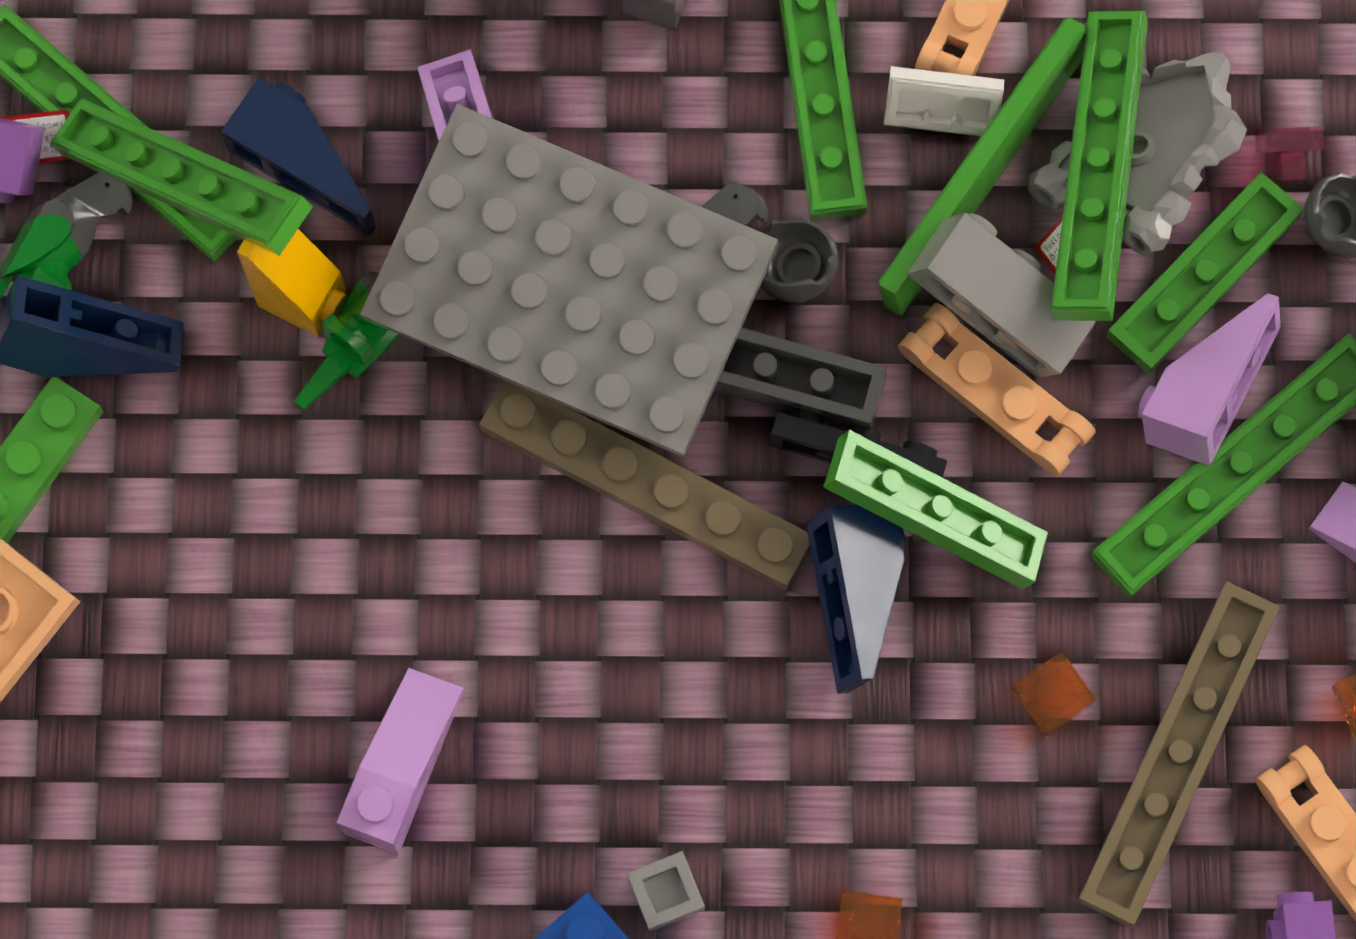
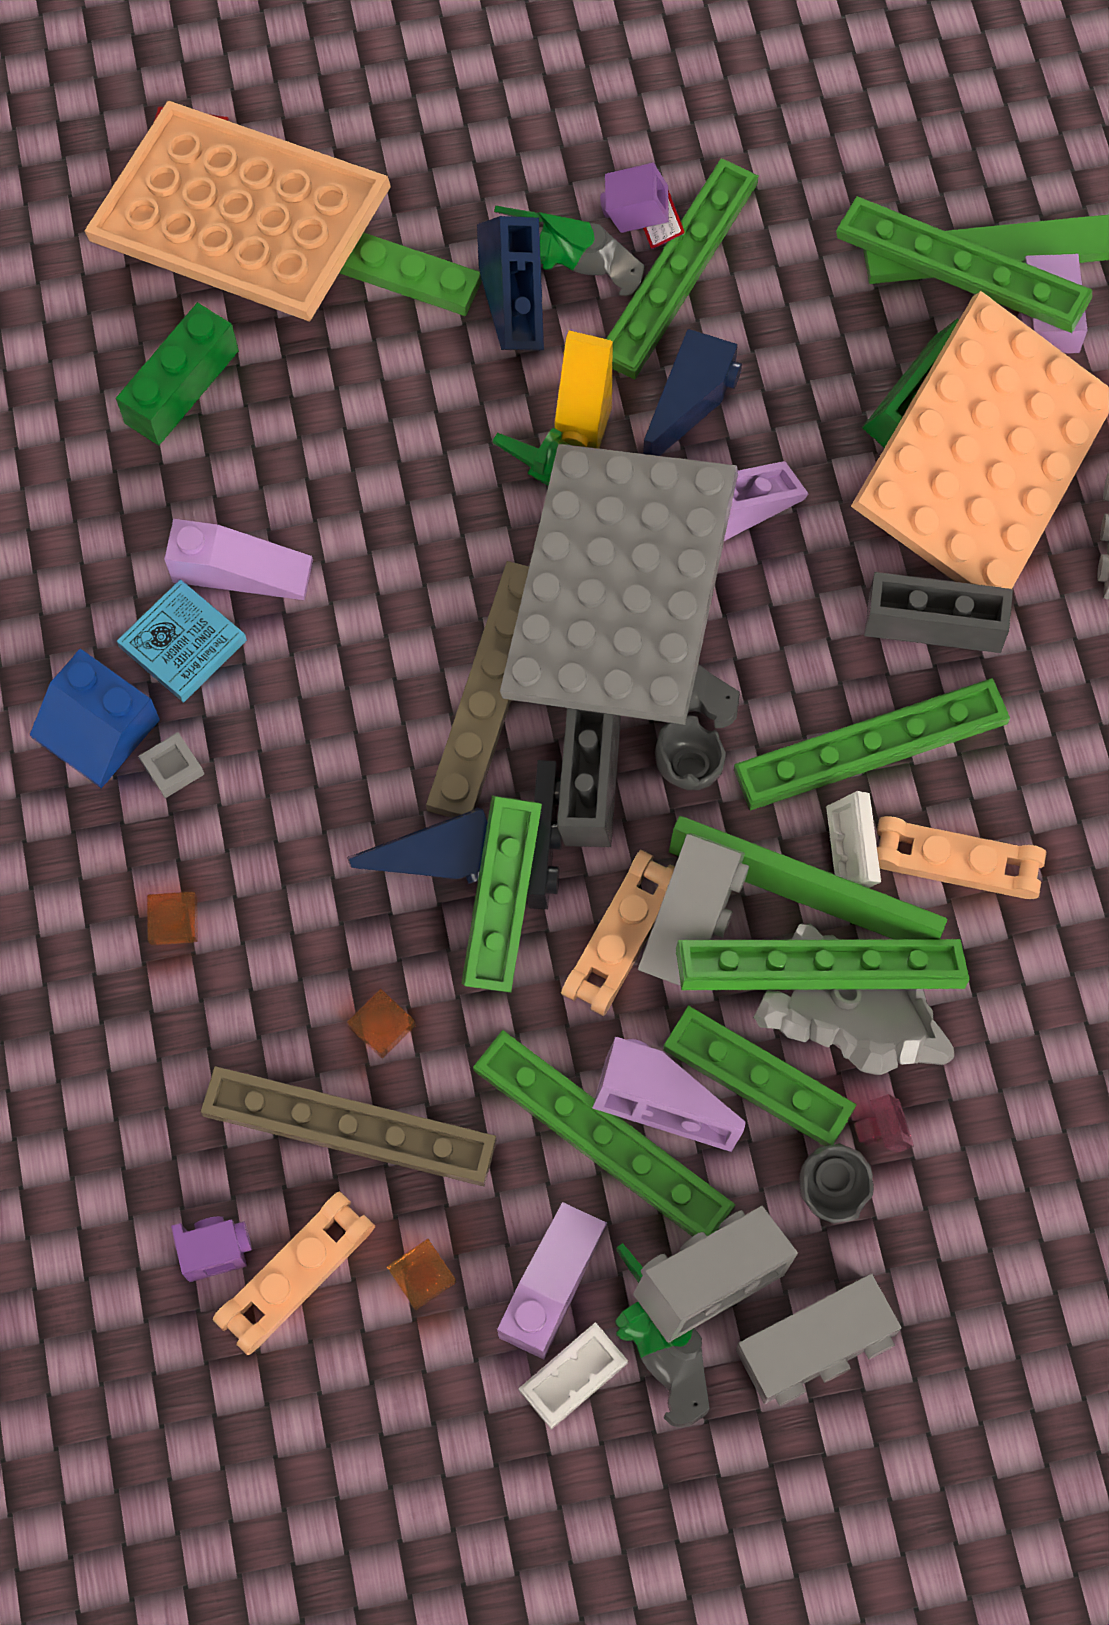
camera: 80 degrees right, 5 degrees down
(106, 791) = (177, 374): none -> green brick
(182, 176) = (629, 294): bright green tile -> none
(490, 853) = (181, 640): none -> medium azure tile

